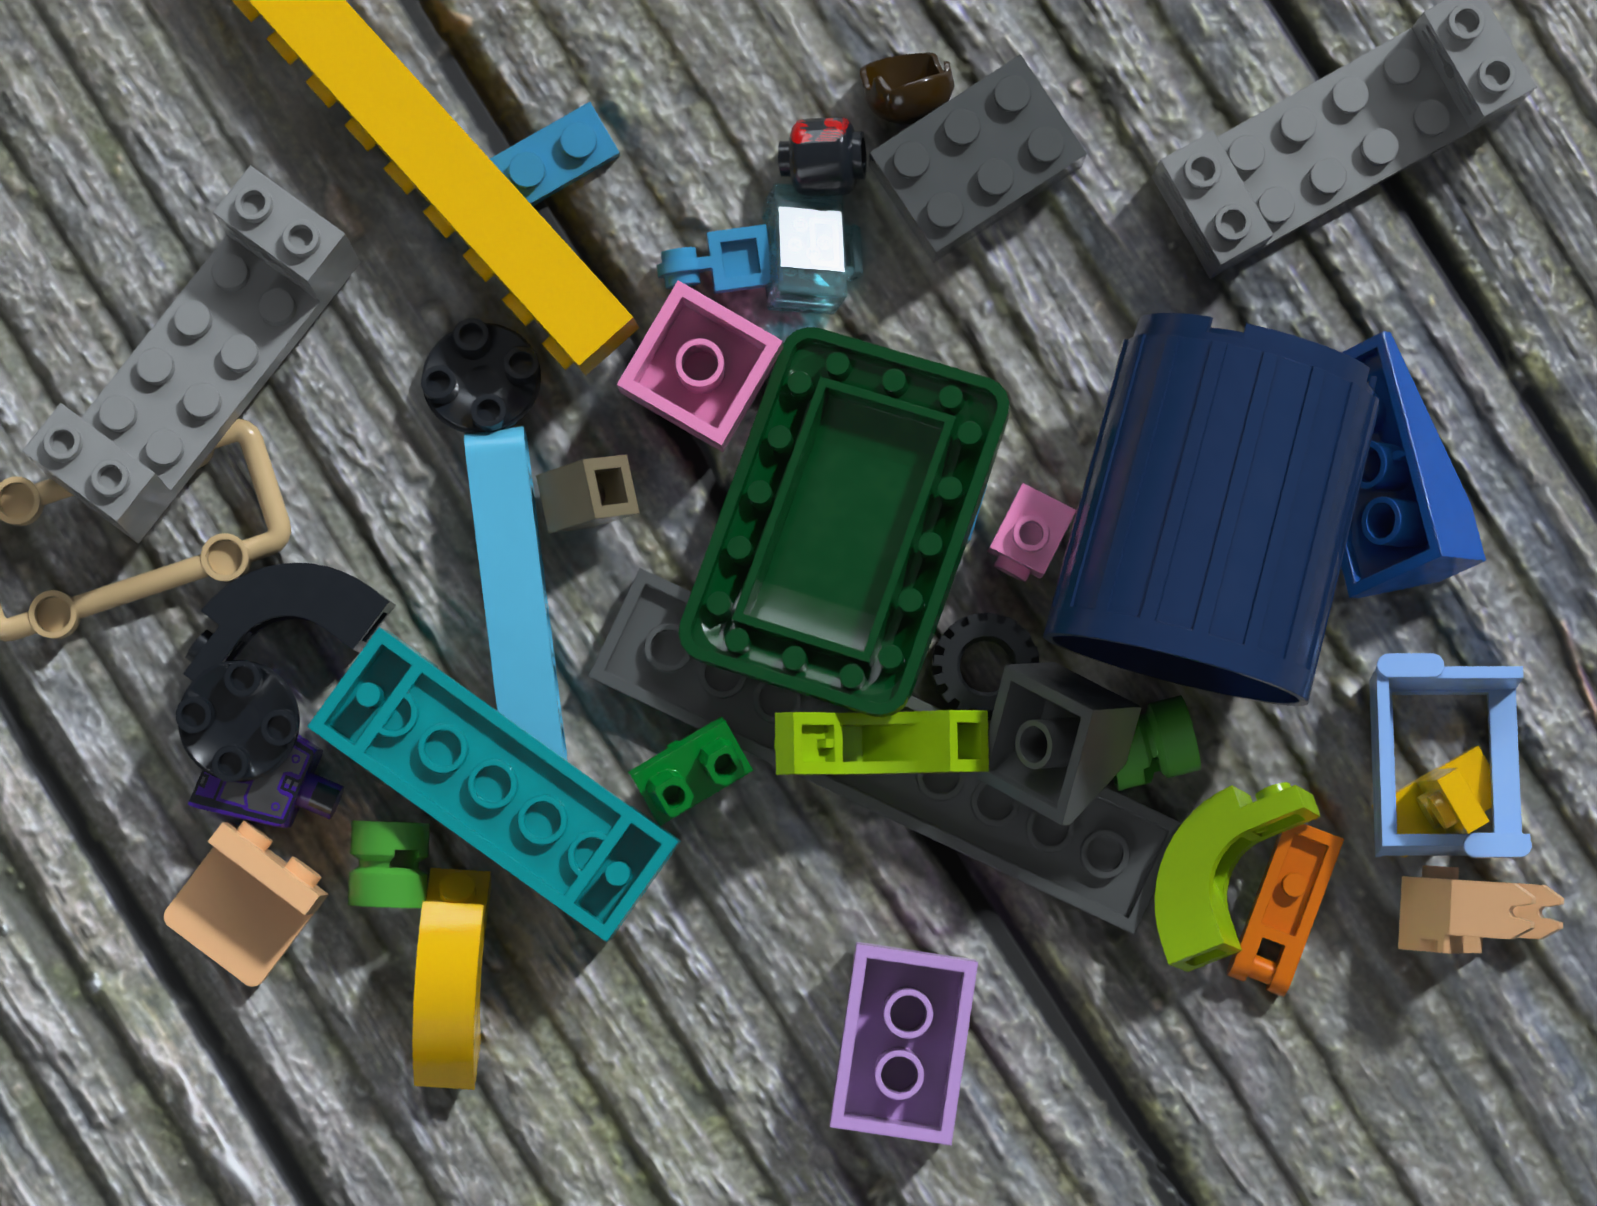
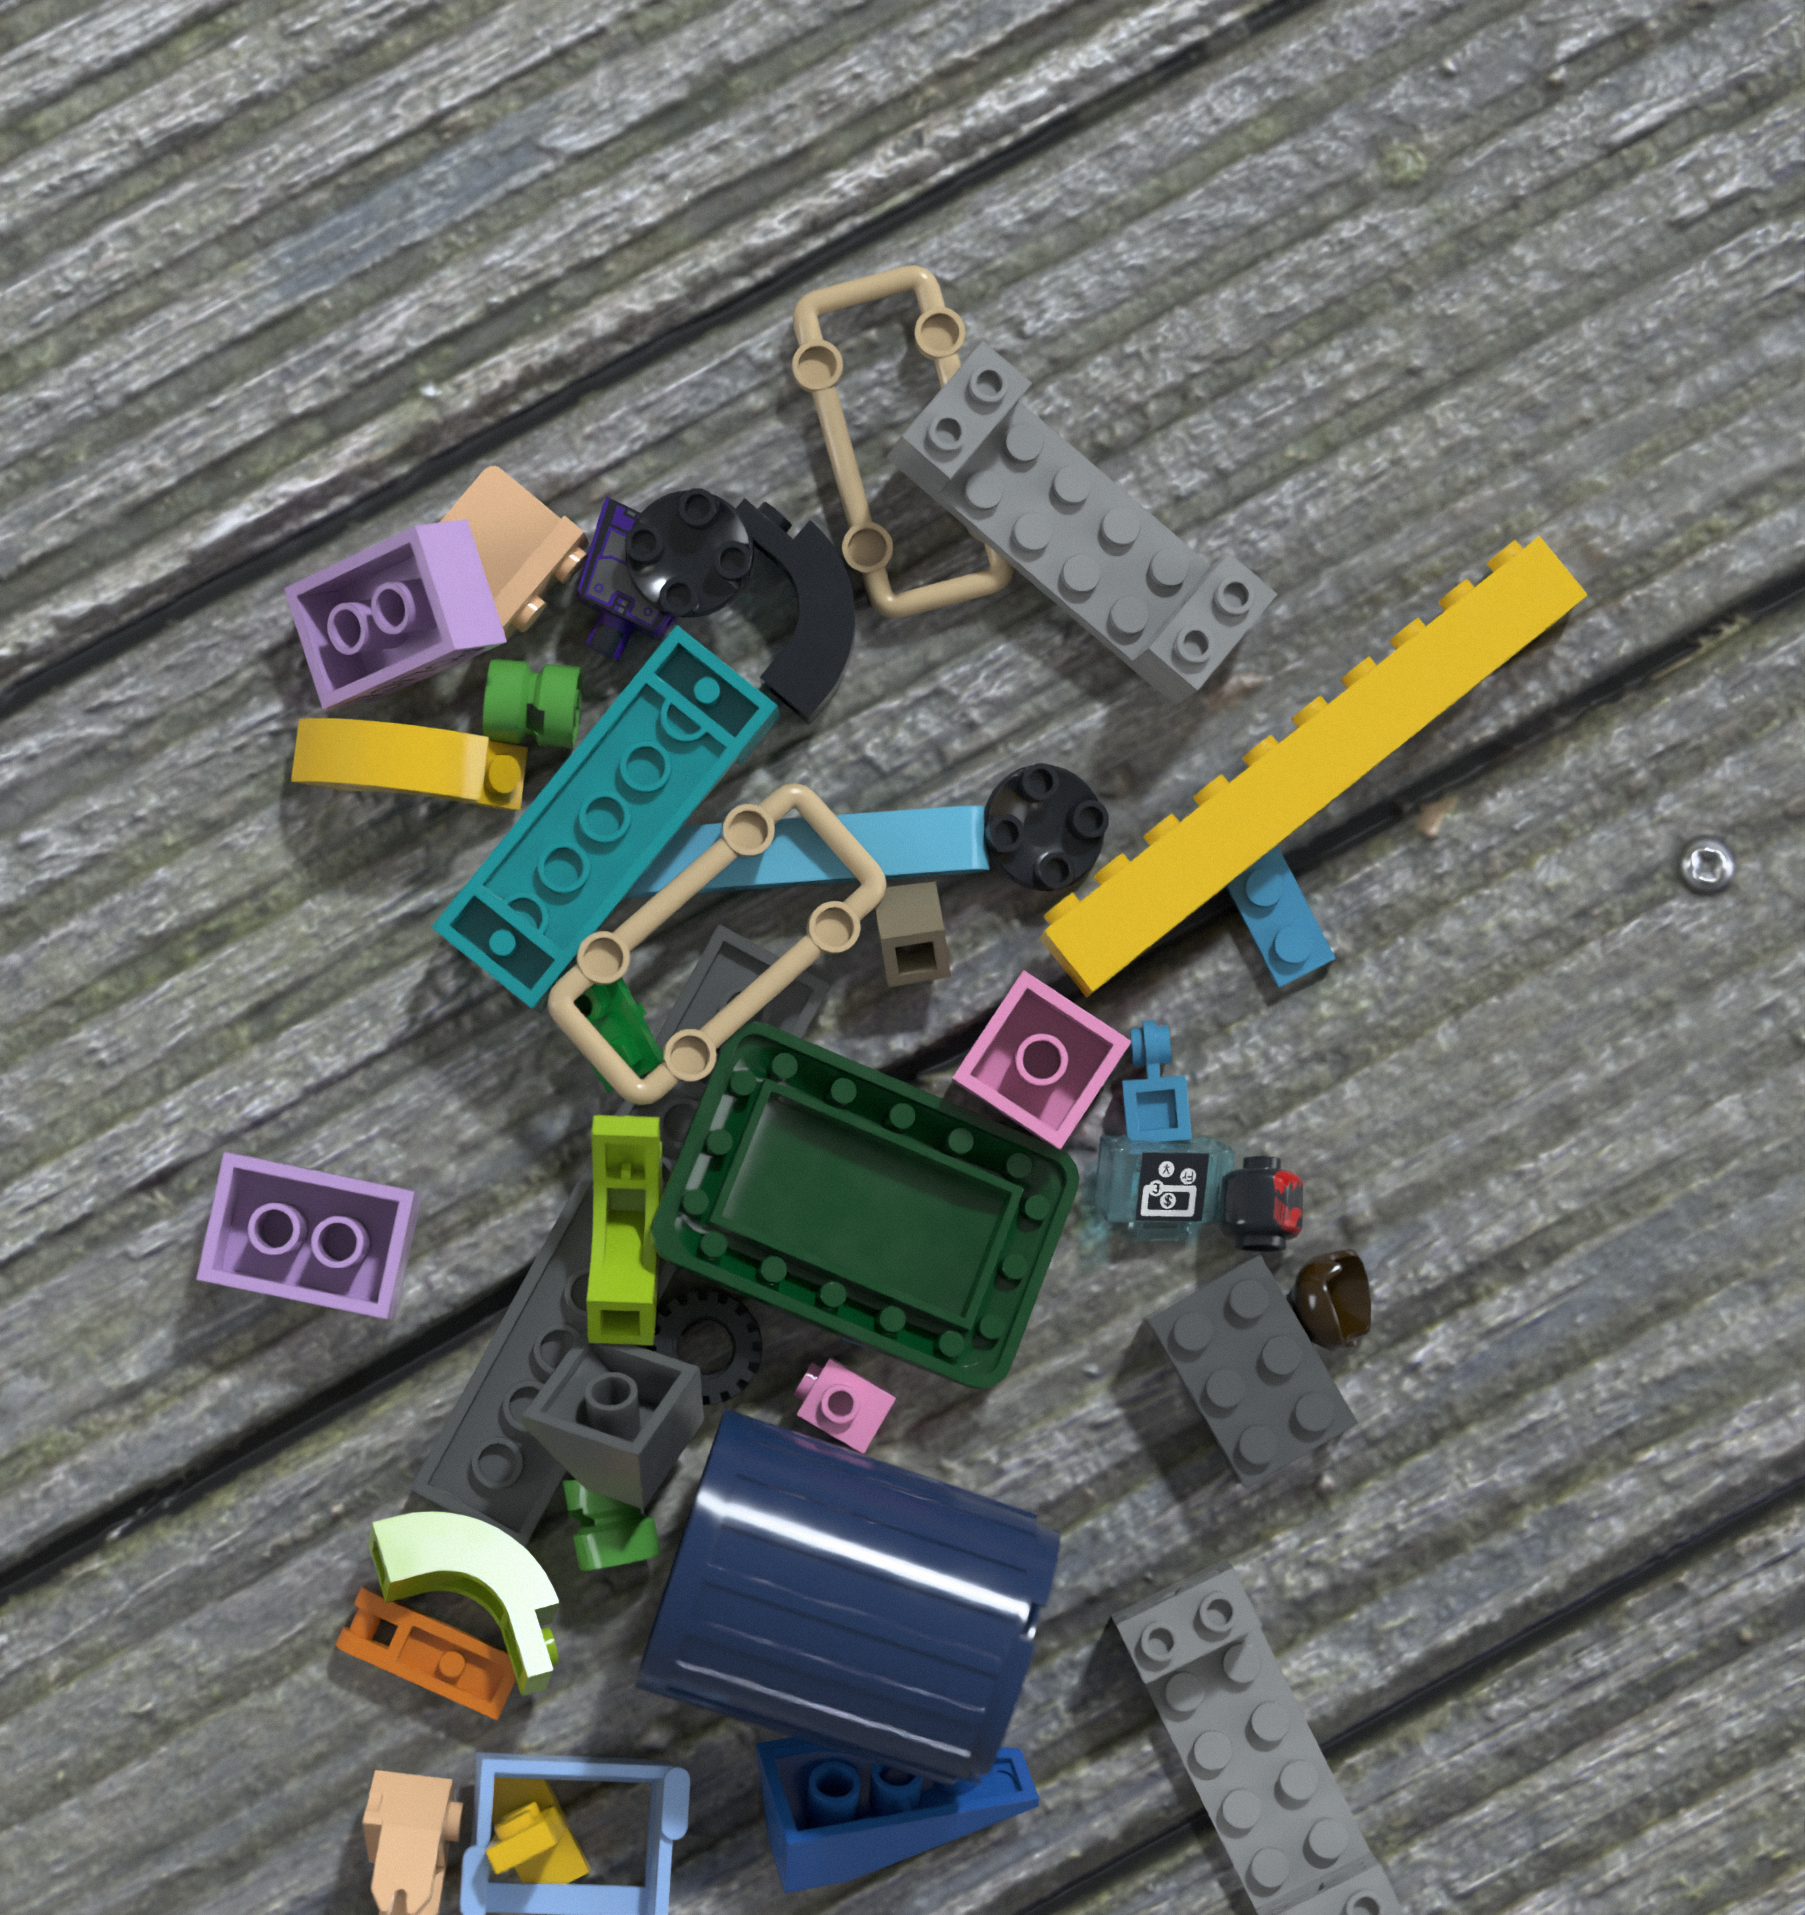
camera: 90 degrees right, 0 degrees up
(309, 996) = (395, 614): none -> lavender brick
(624, 774) = (692, 1052): none -> tan bar

